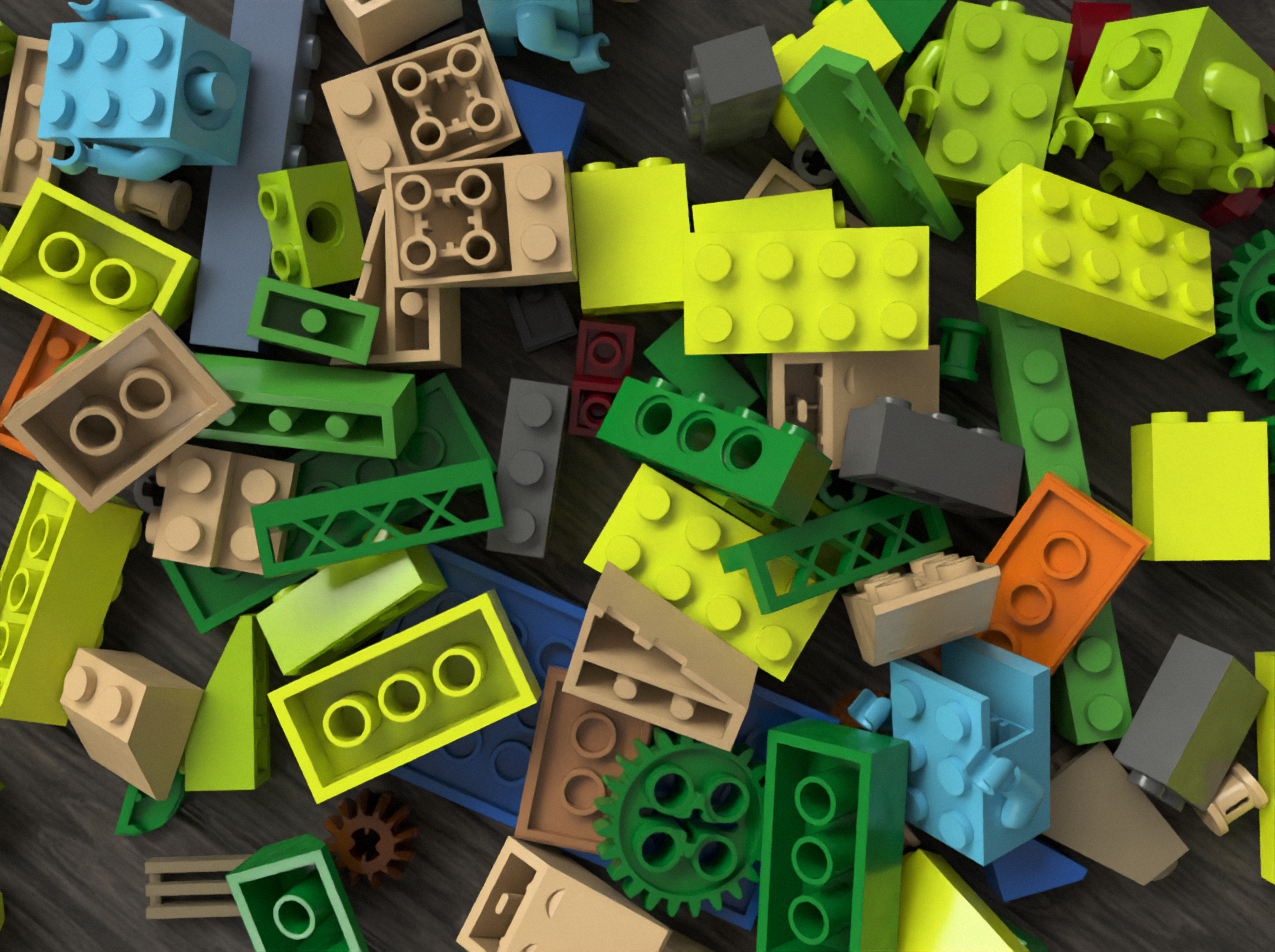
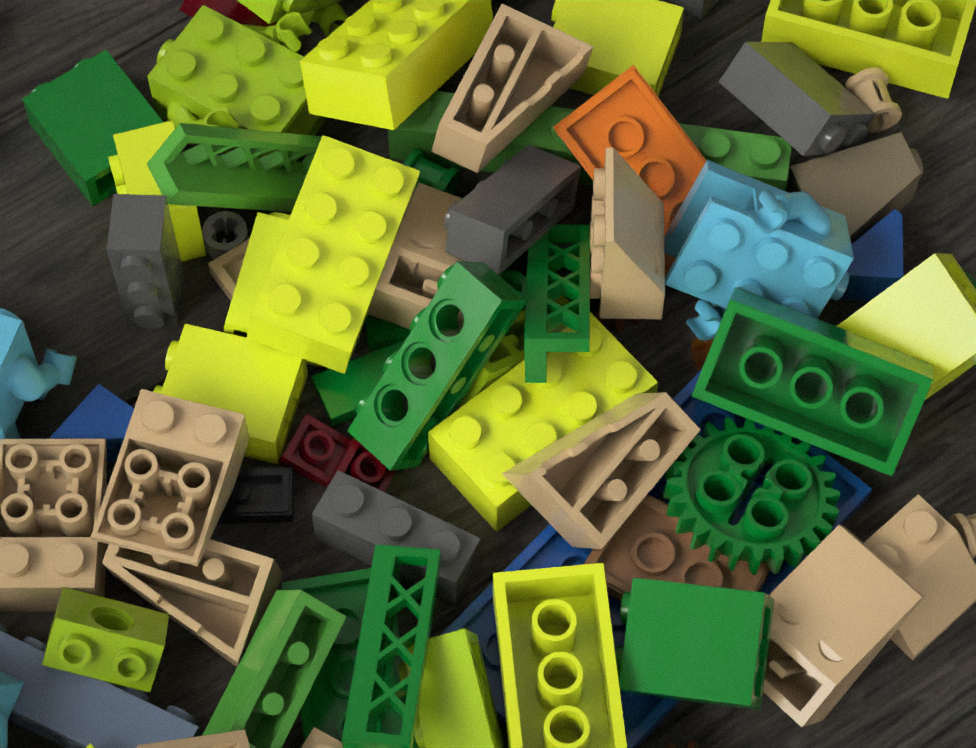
camera: 75 degrees left, 25 degrees down
(312, 321) = (195, 653): bright green slope -> none
(490, 818) = (694, 643): none -> green brick
(1082, 406) = (508, 86): none -> tan wedge

